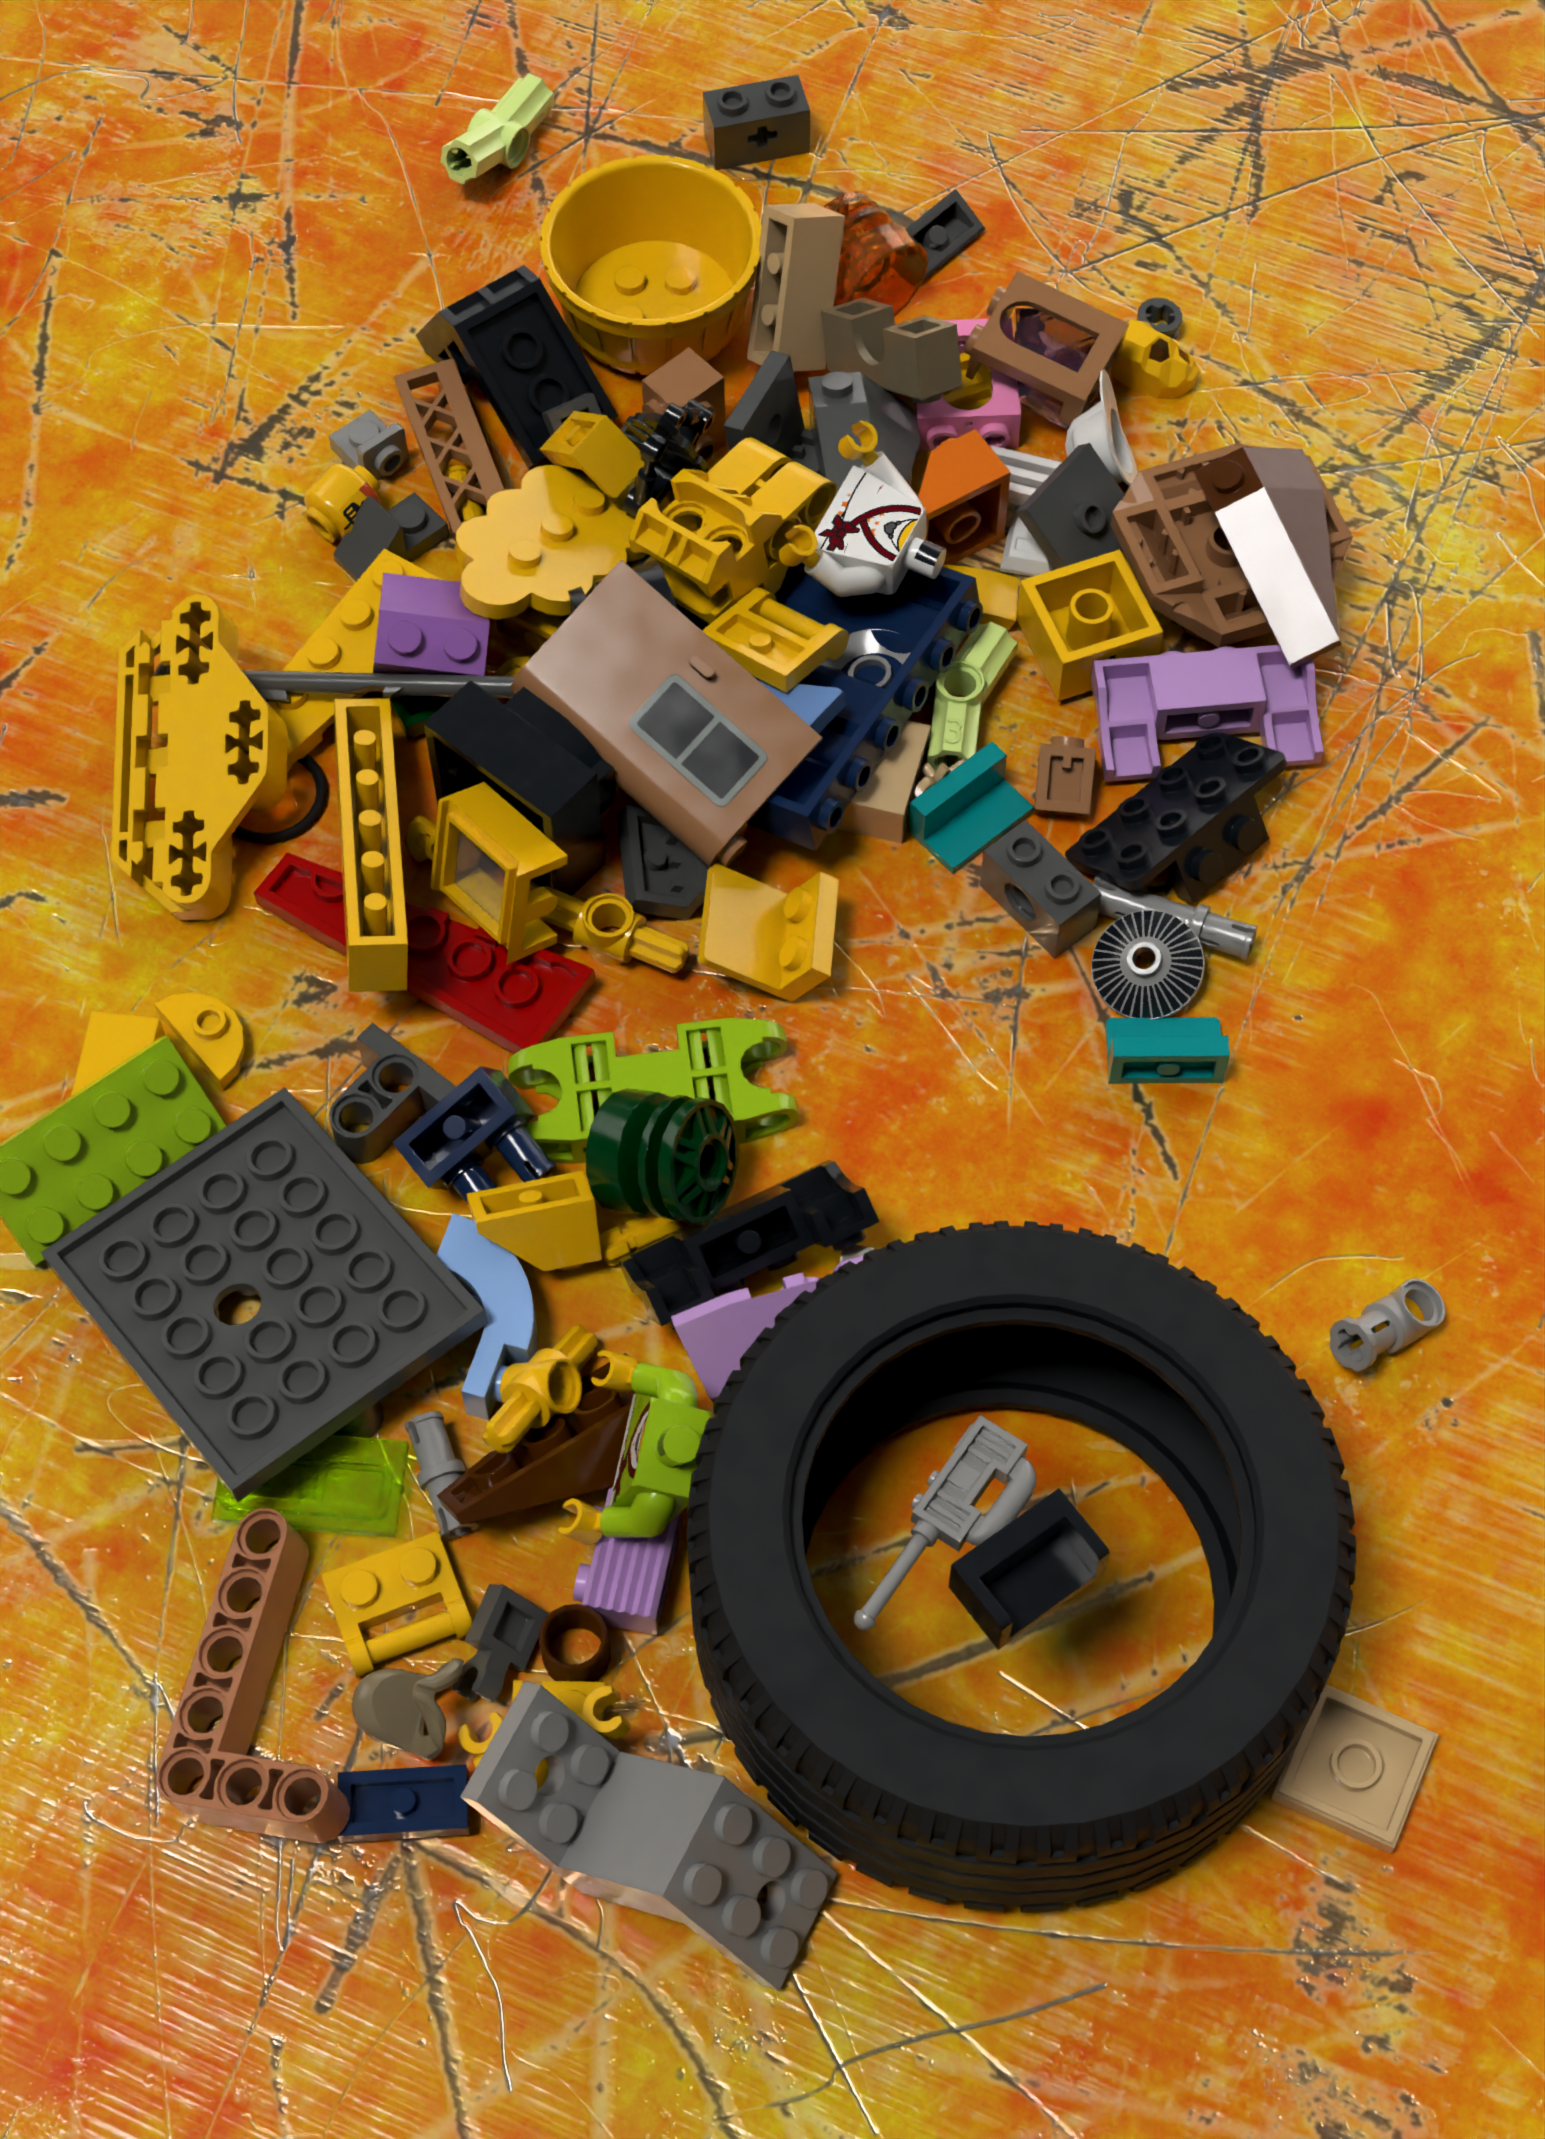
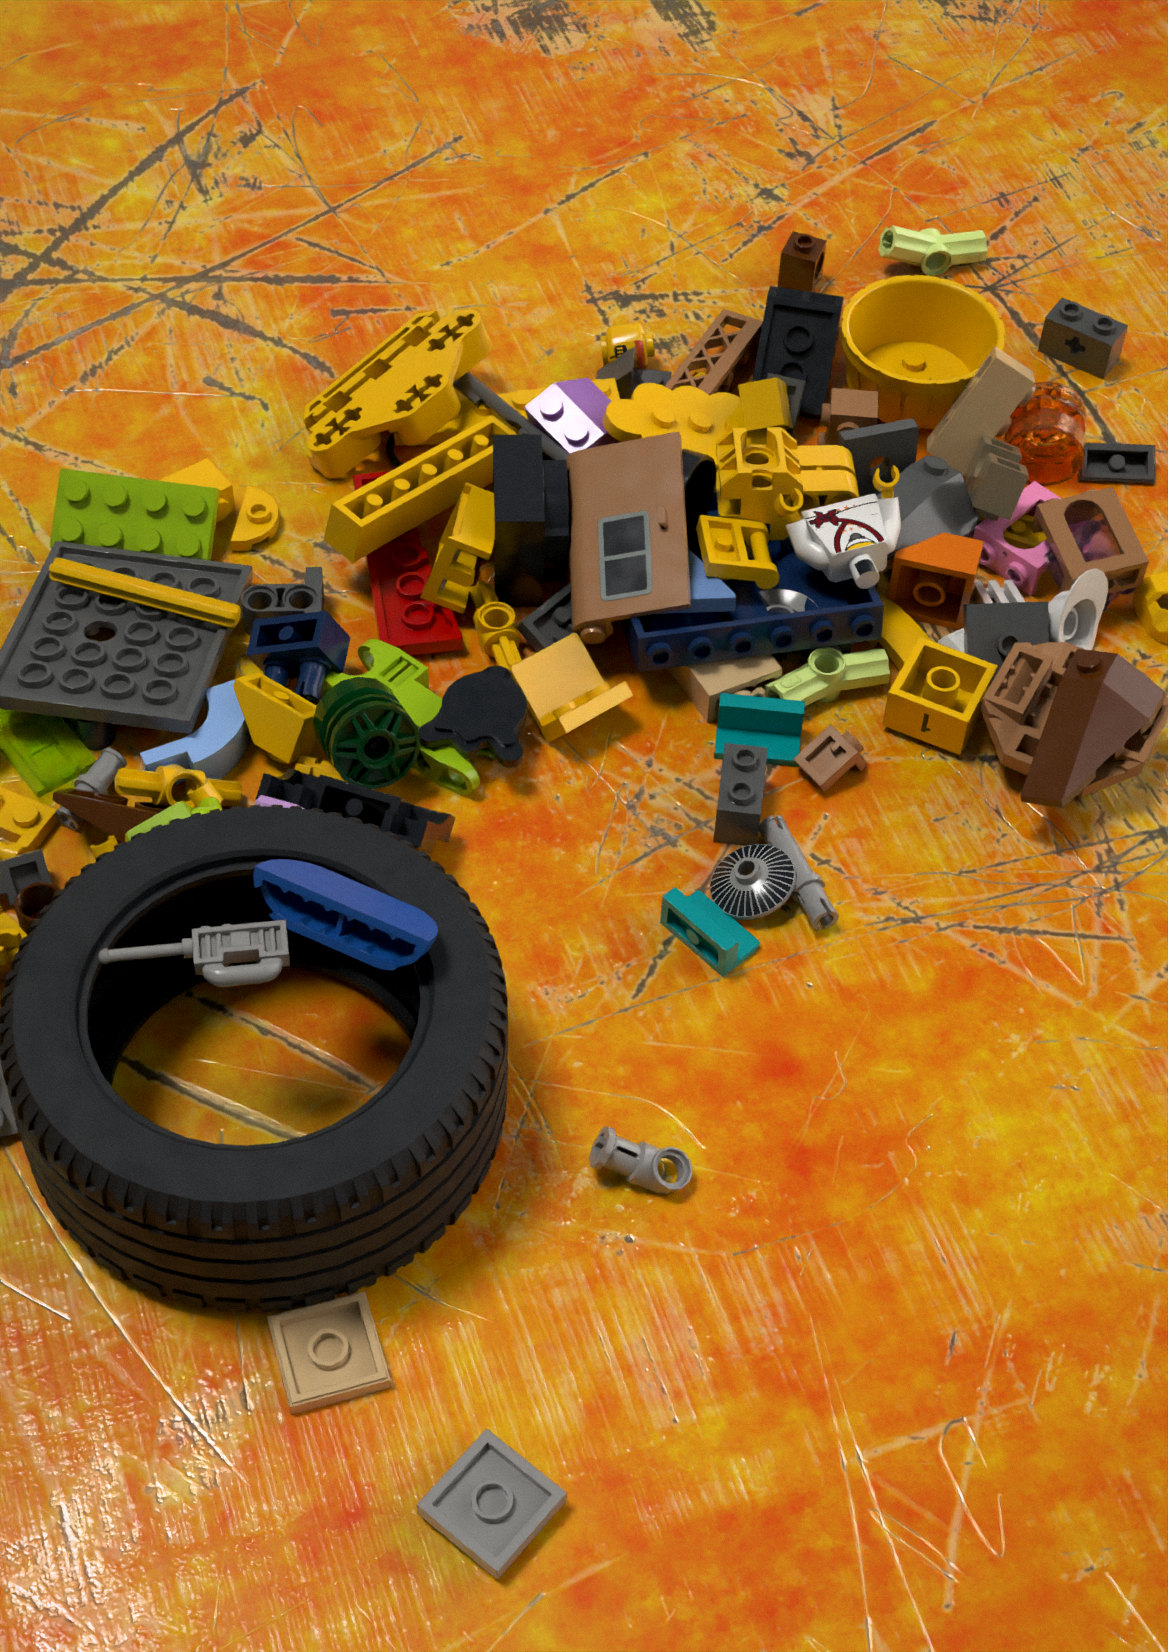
camera: 45 degrees right, 10 degrees down
(234, 1220) = (145, 592): none -> yellow axle
(371, 444) = (677, 338): light grey bracket -> none
(394, 256) = (801, 262): none -> reddish brown brick
(666, 447) = (820, 433): black bar -> none
(733, 1031) = (480, 713): none -> black tile
(1022, 1351) = (345, 913): none -> blue brick
(1028, 1568) = (209, 1008): black panel -> none
(1189, 819) = (869, 838): black bracket -> none
(1202, 695) = (958, 780): lavender bracket -> none

